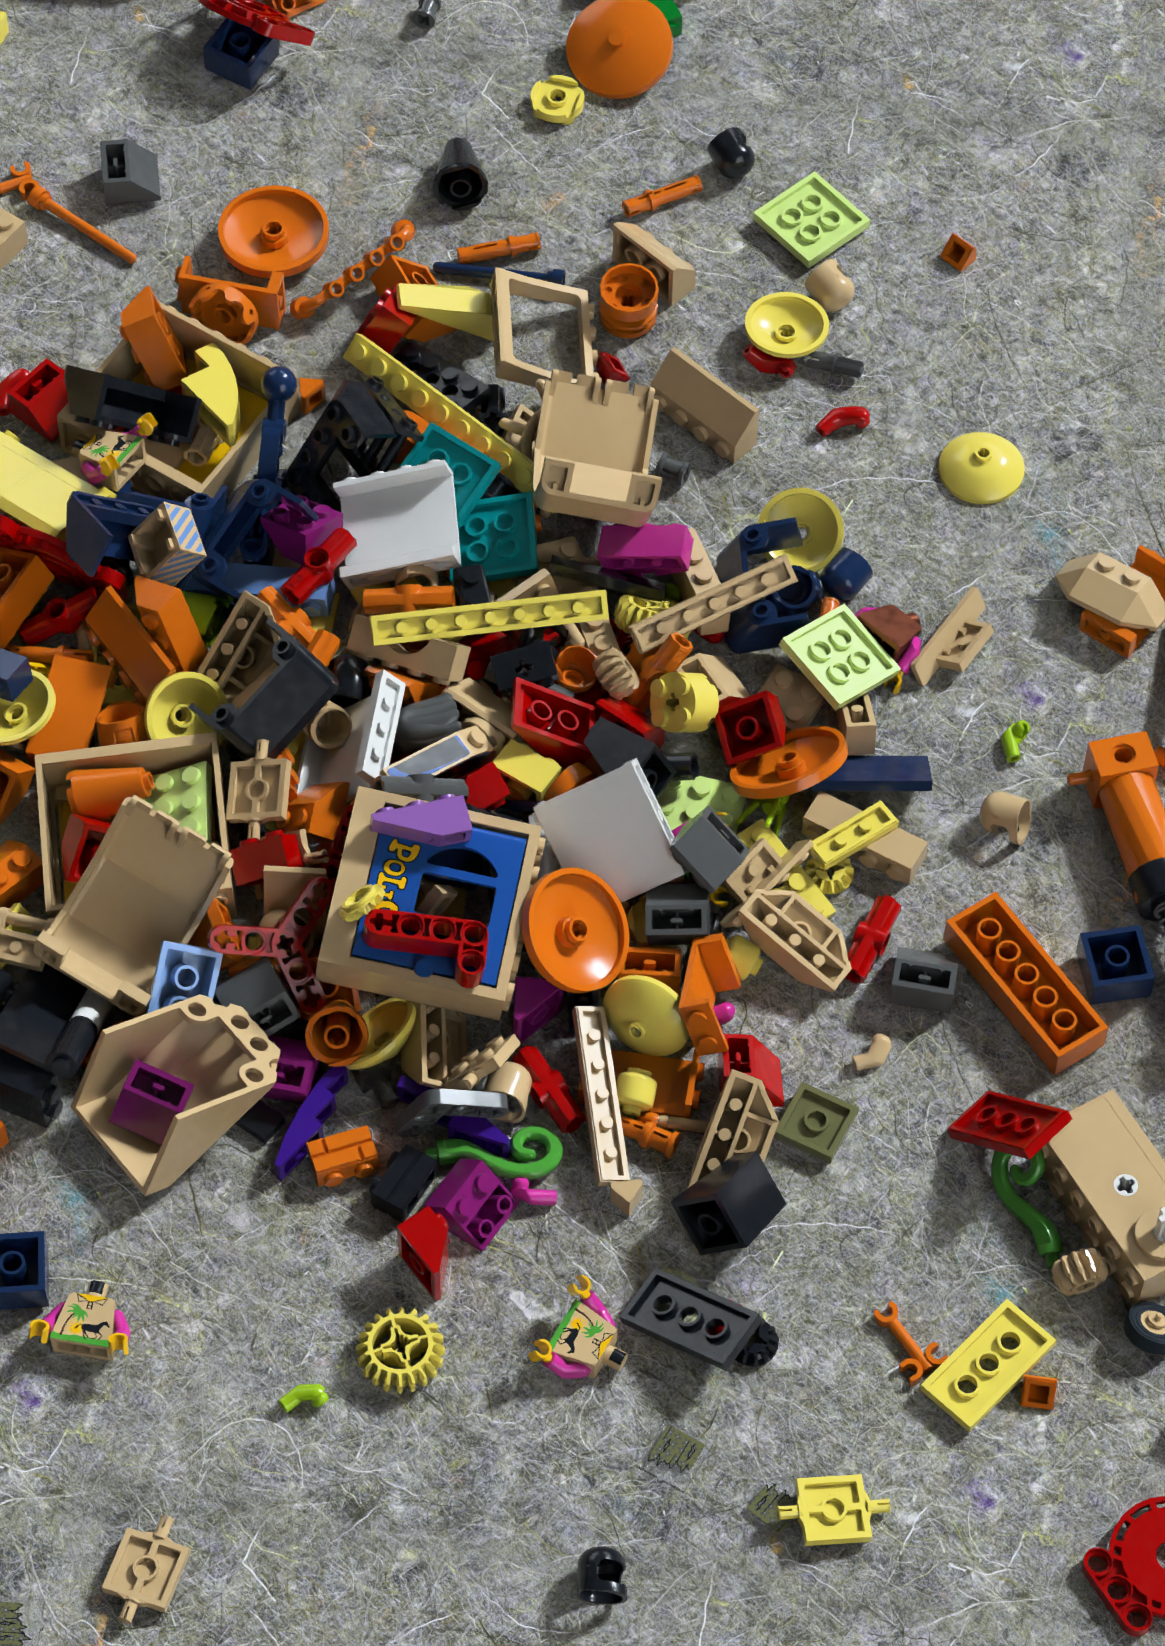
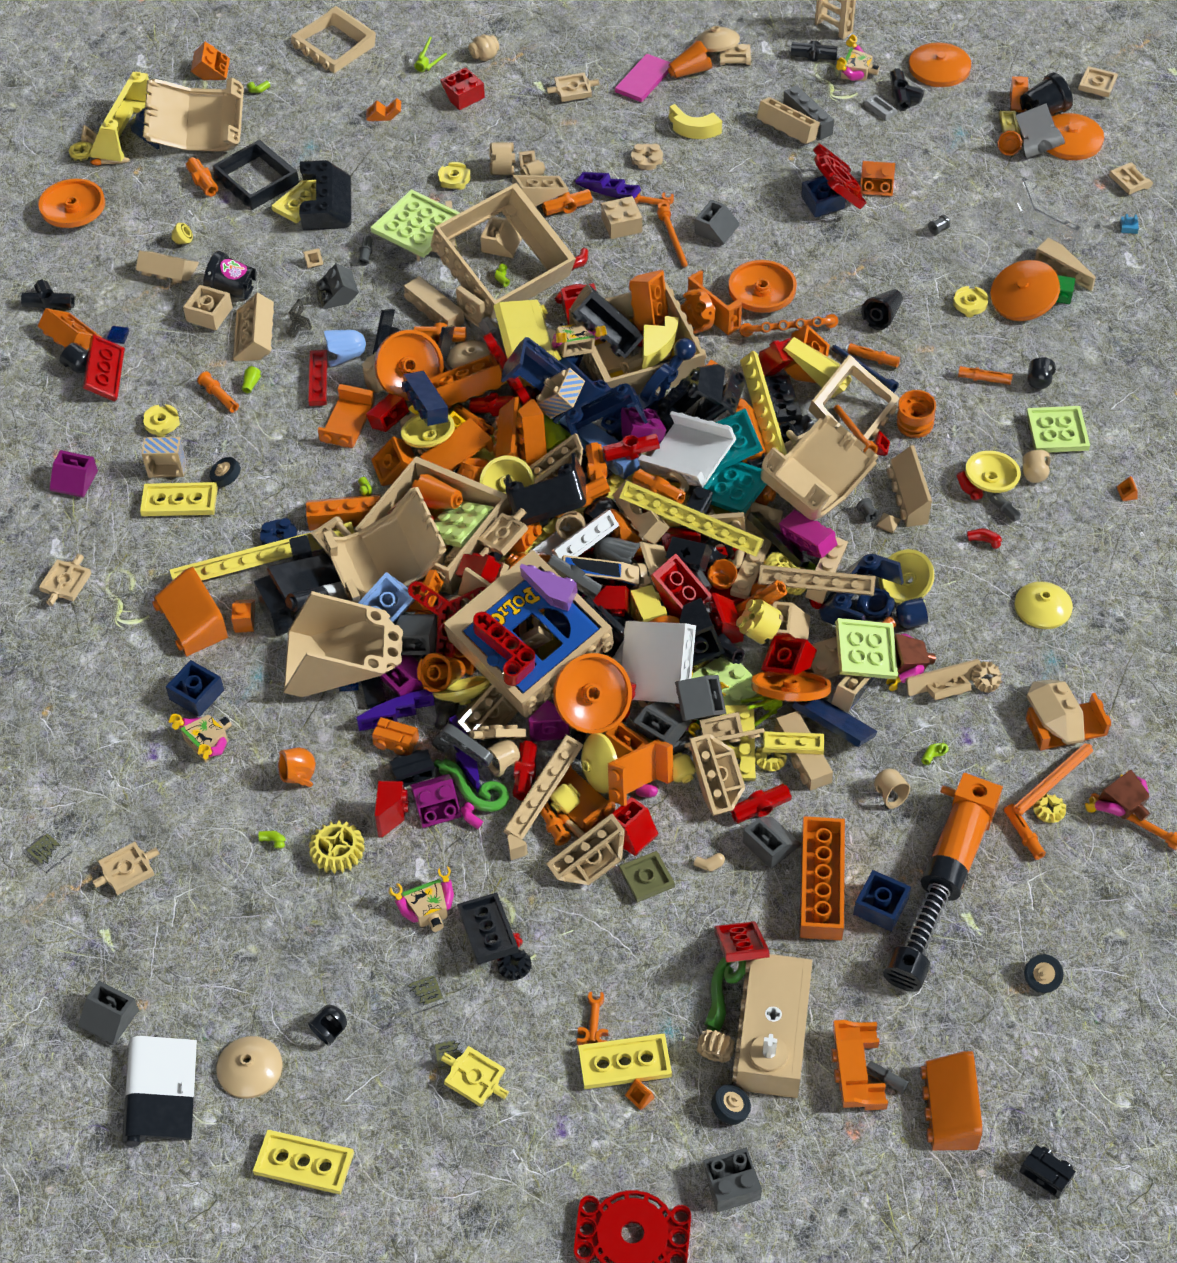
camera: 40 degrees right, 5 degrees down
(150, 1101) = (325, 642): magenta slope -> none
(254, 1281) = (296, 766): none -> orange helmet
(361, 902) = (483, 605): light yellow gear -> none
(552, 363) = (869, 444): none -> orange piece
(616, 673) = (736, 586): tan gear -> none
(639, 247) = (948, 403): tan slope -> none
(708, 471) = (888, 522): none -> tan slope
(729, 1204) = (560, 884): black slope -> none
(987, 601) = (984, 684): none -> tan gear

